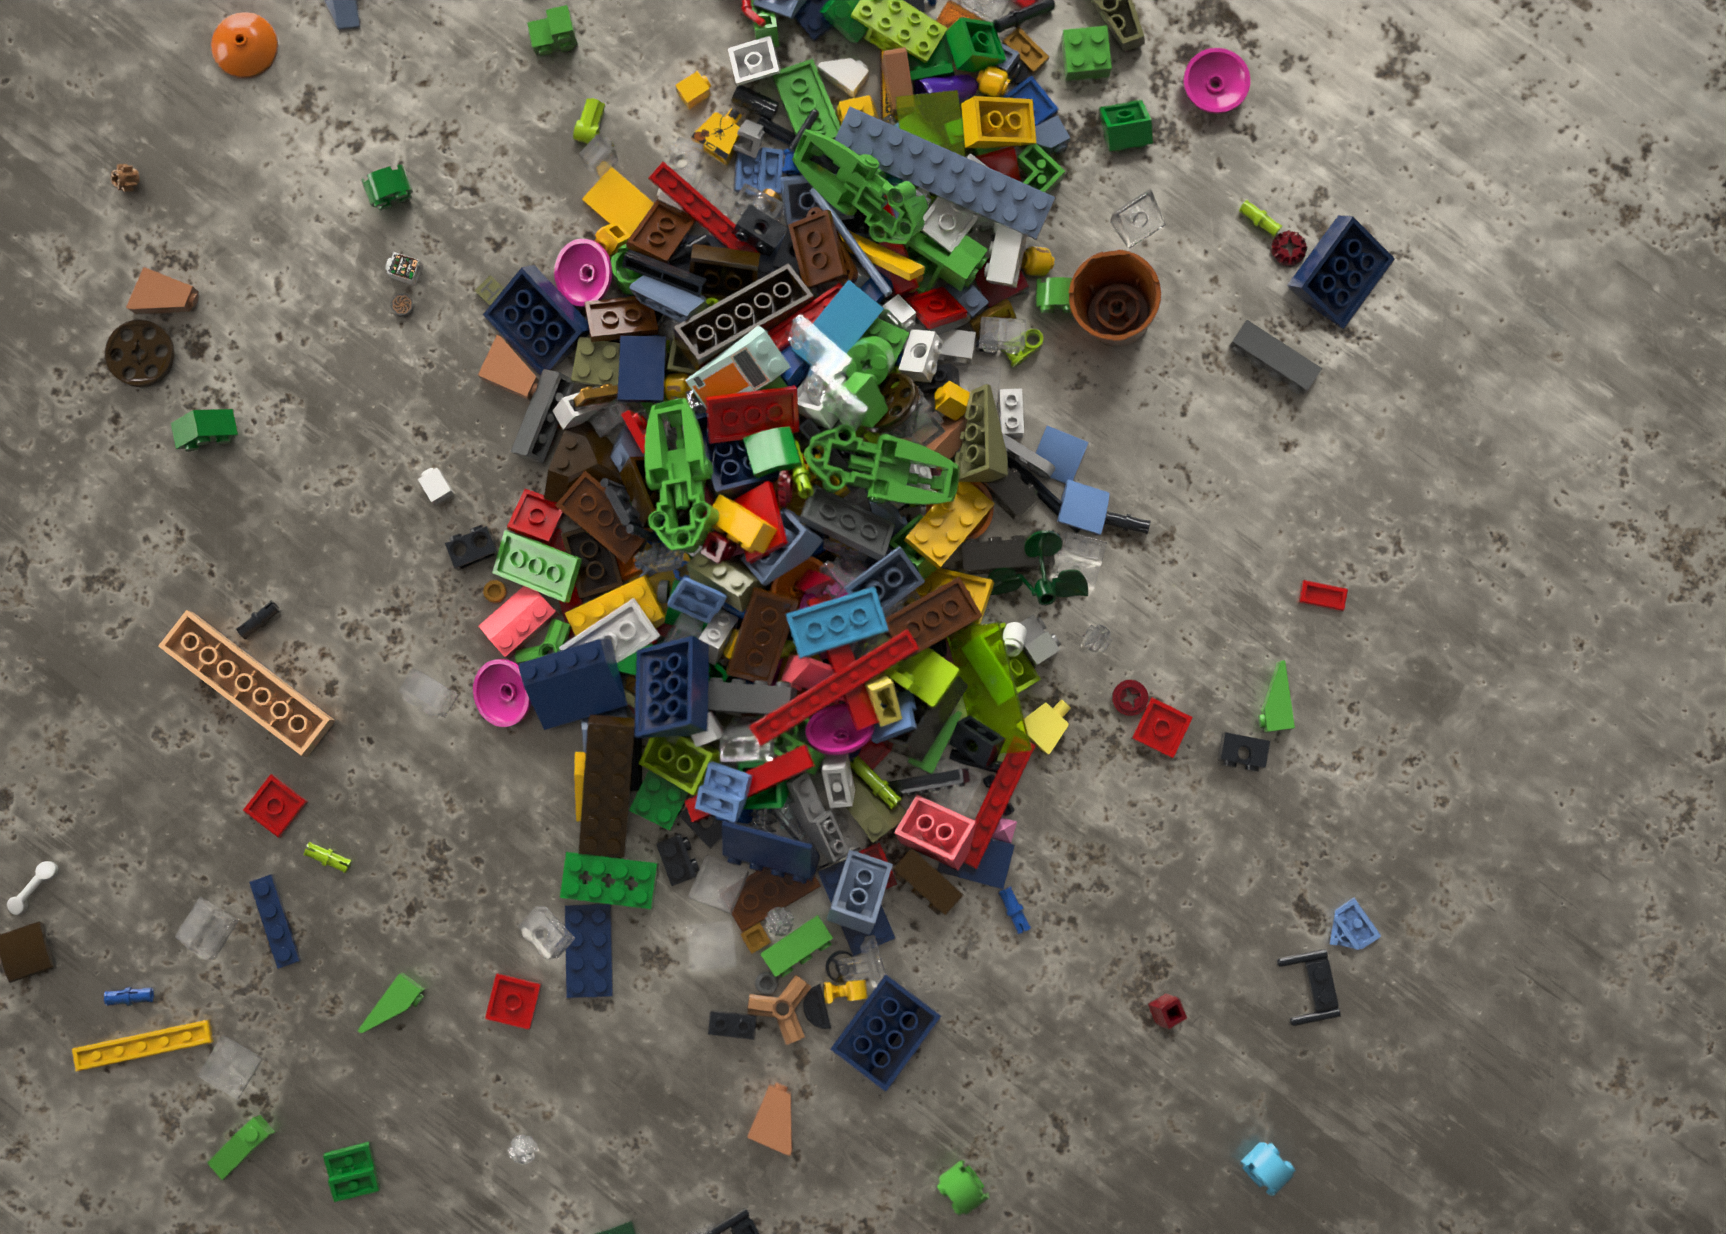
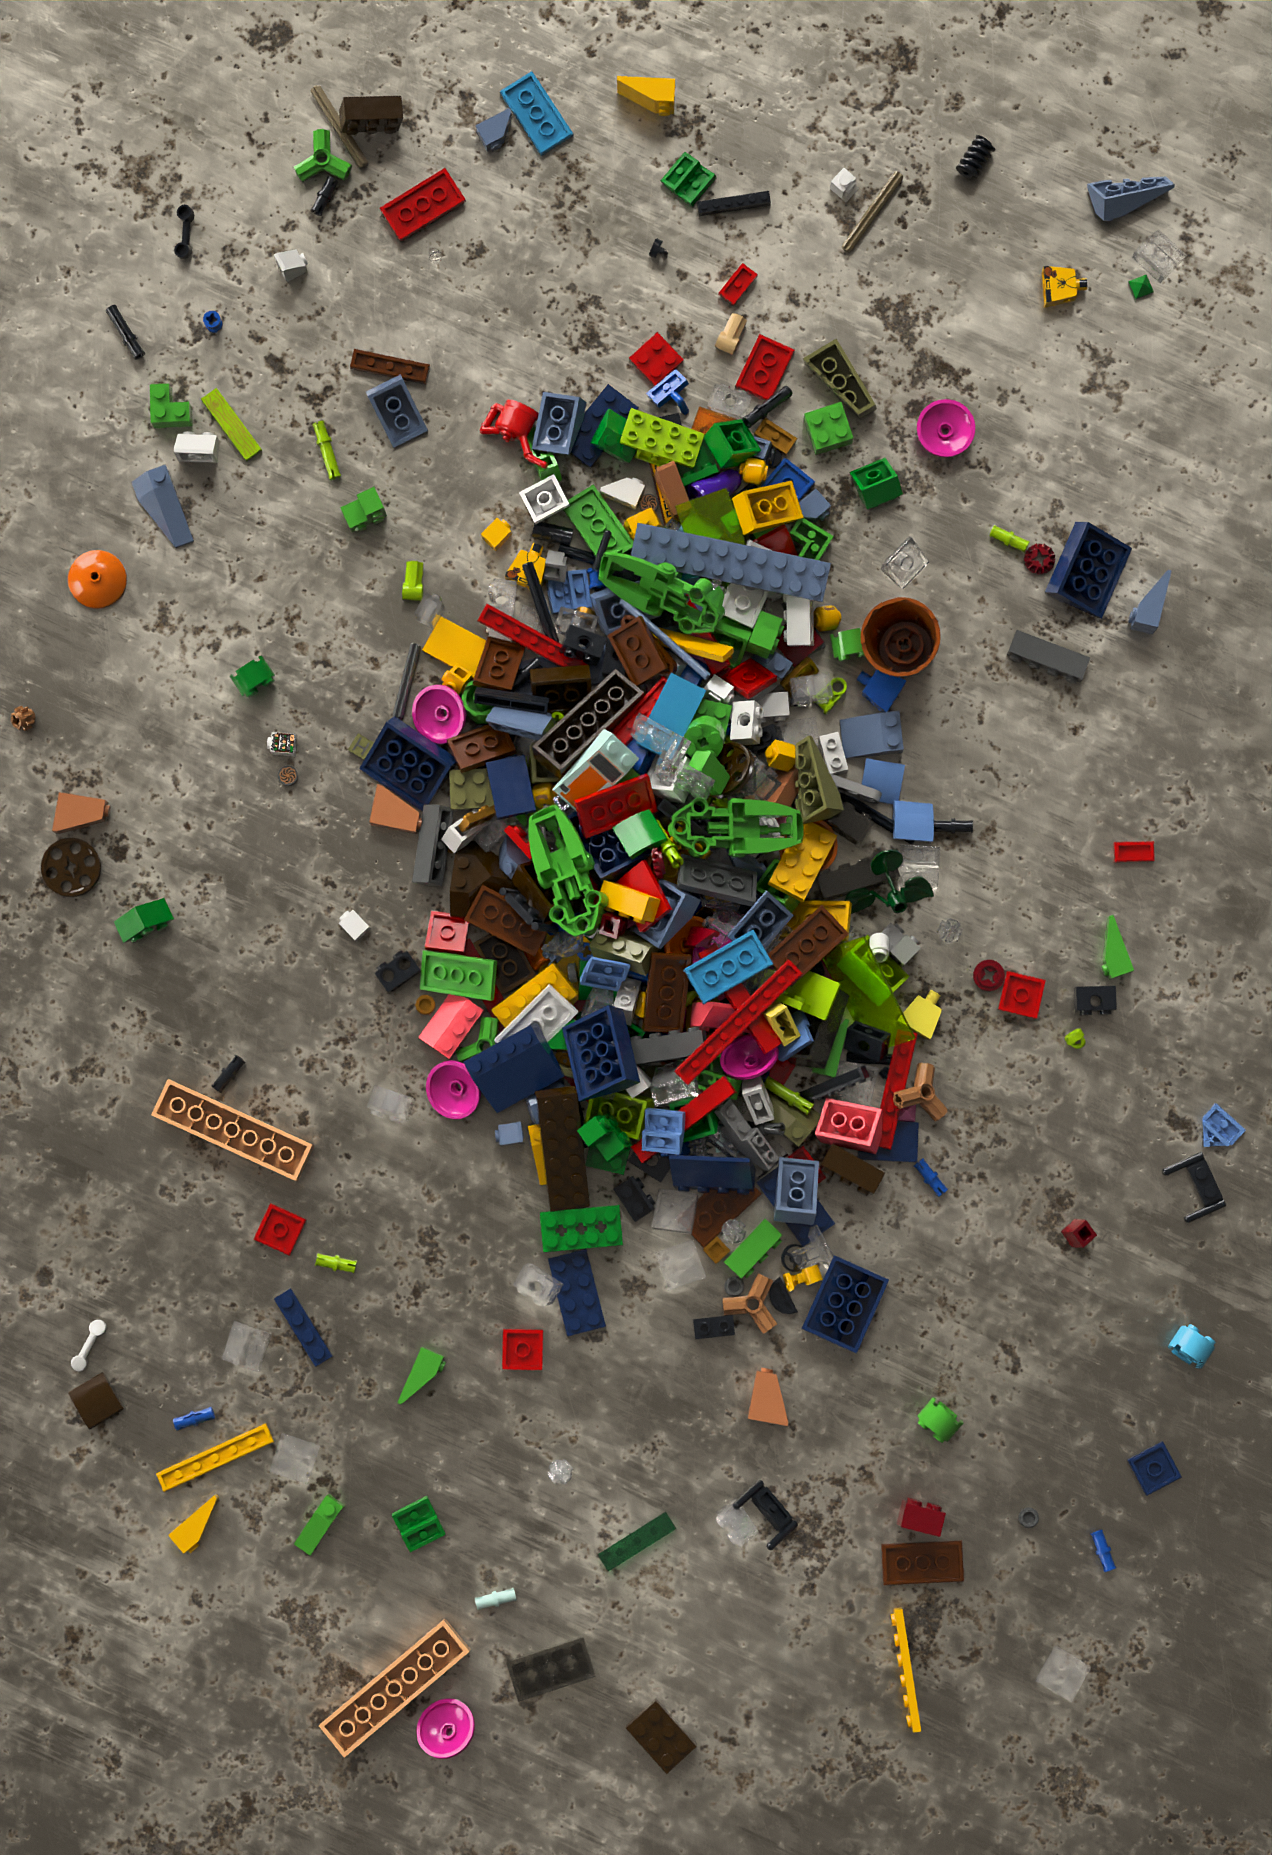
camera: 10 degrees left, 0 degrees up
(98, 1120) = (192, 1529): none -> yellow slope
(555, 756) = (510, 1134): none -> sand blue slope
(557, 229) = (406, 681): none -> dark grey axle
(658, 782) = (606, 1135): none -> green brick
(723, 172) = (539, 601): none -> black axle
(843, 814) = (768, 1128): none -> dark grey pin
(869, 89) = (648, 501): none -> tile
(1015, 813) = (927, 1098): none -> medium nougat piece
(1059, 401) = (872, 735): none -> sand blue slope
(1080, 352) = (881, 689): none -> blue torso
(1212, 787) = (1073, 1037): none -> lime tile
(1398, 332) = (1148, 612): none -> sand blue slope

